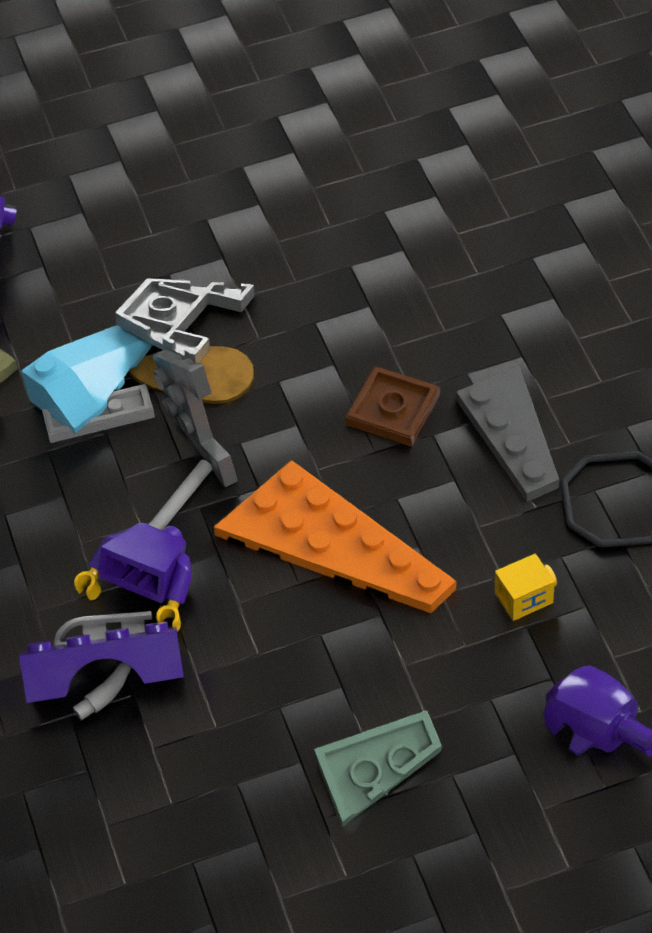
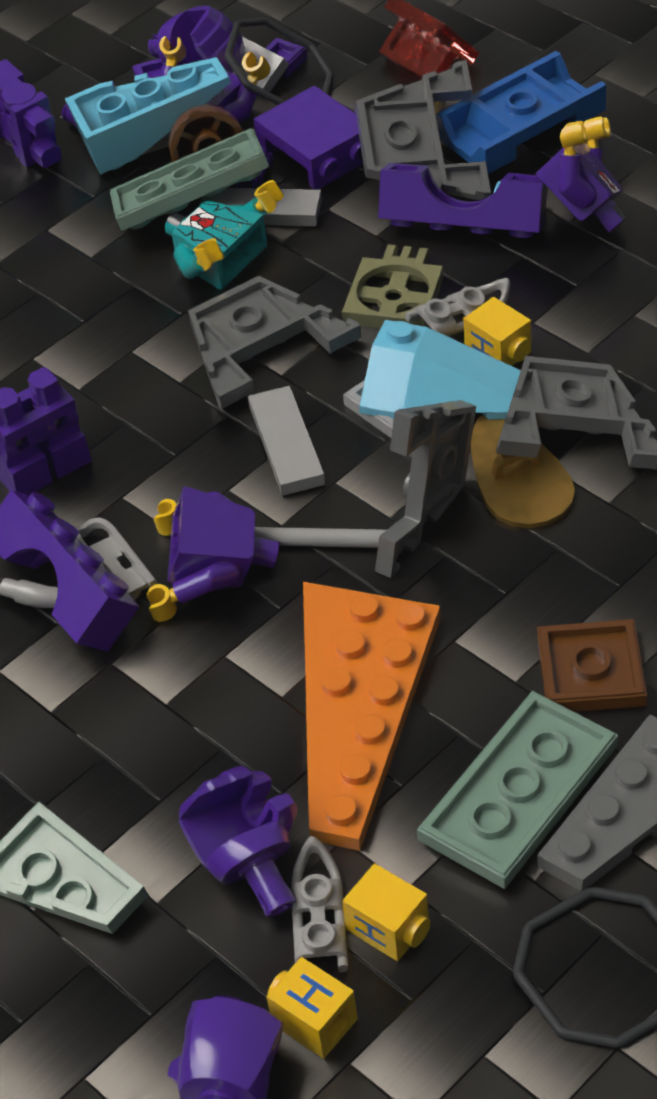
camera: 65 degrees right, 5 degrees down
(23, 326) = (439, 312): none -> light grey piece
(64, 487) = (286, 440): none -> light grey tile
(68, 321) = (498, 332): none -> yellow brick
(424, 641) = (241, 833): none -> dark purple piece
(469, 482) = (517, 789): none -> sand green piece
(486, 620) = (316, 895): none -> light grey piece
(570, 650) = (312, 1006): none -> yellow brick

